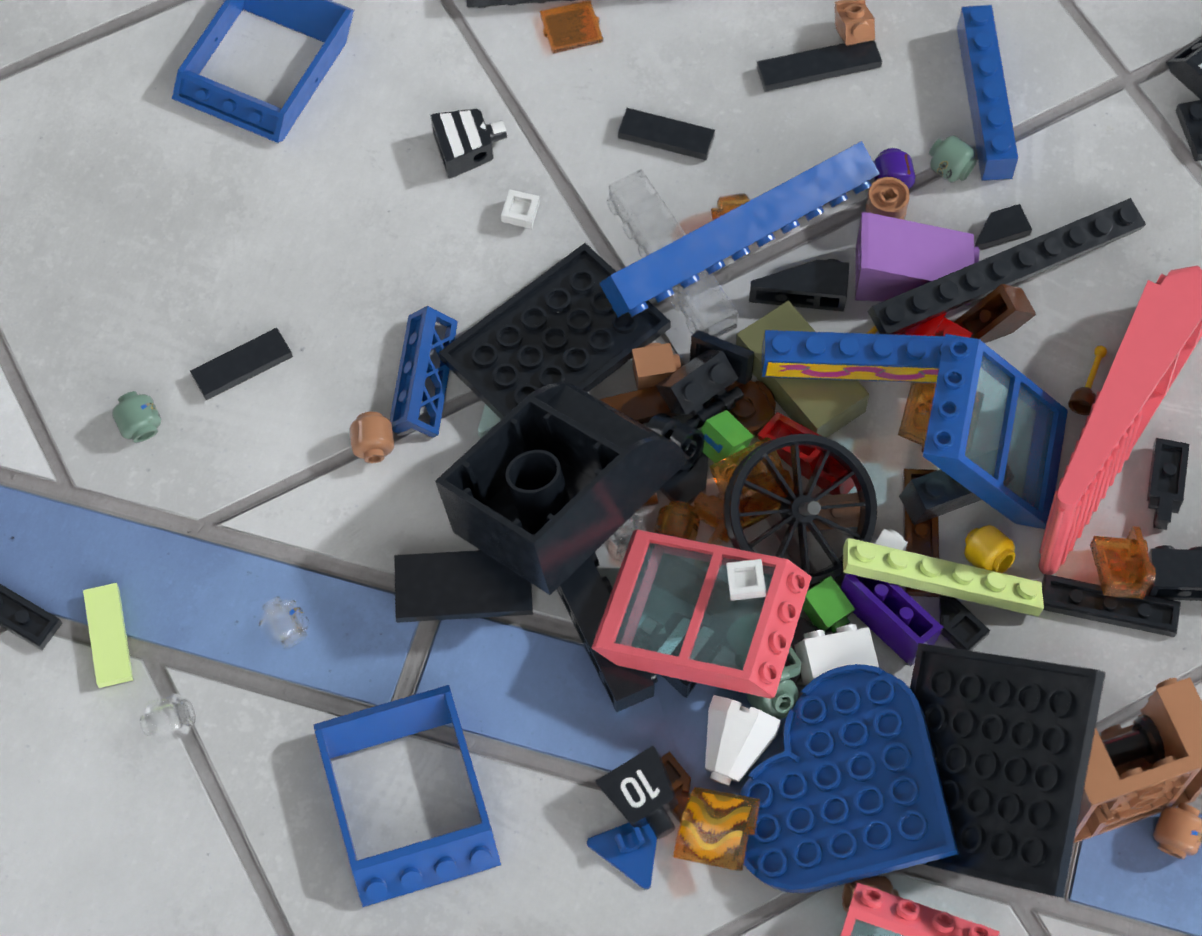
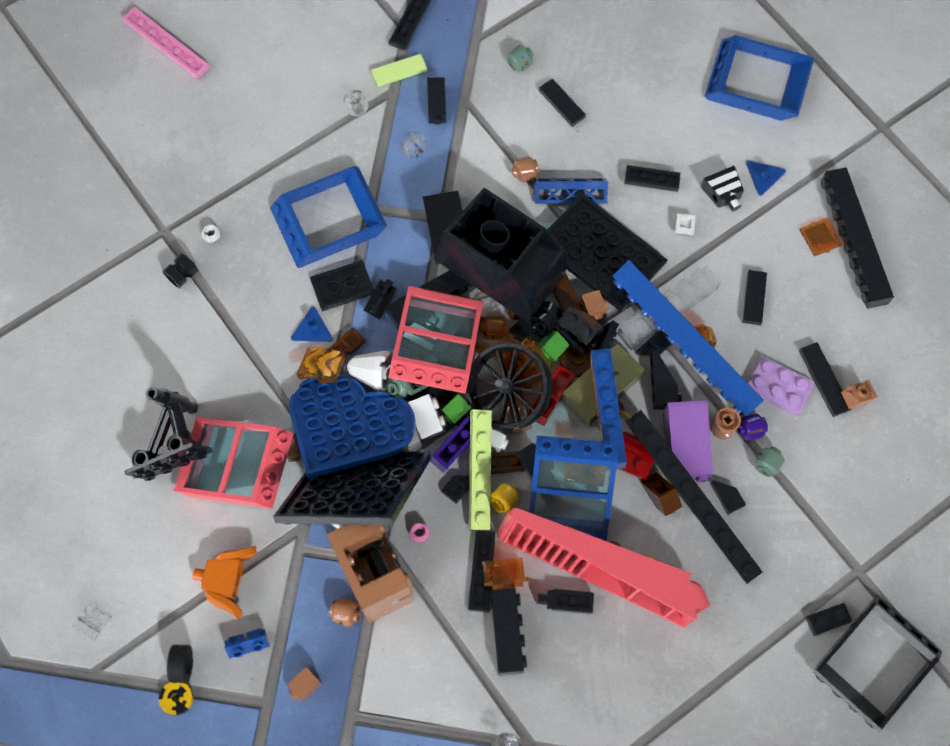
camera: 80 degrees right, 5 degrees up
(195, 571) = (436, 100): none -> black brick
(424, 244) = (652, 178): none -> black plate
(446, 84) = (764, 175): none -> blue piece
(551, 784) = (342, 285): none -> black tile
(590, 717) = (380, 298): none -> black hinge
(642, 792) = (337, 326): black torso -> none
(735, 286) = (657, 341): none -> black tile
(746, 579) = (451, 352): white plate -> none
(823, 125) = (780, 386): none -> lavender plate
(987, 93) = (824, 478): blue brick -> none

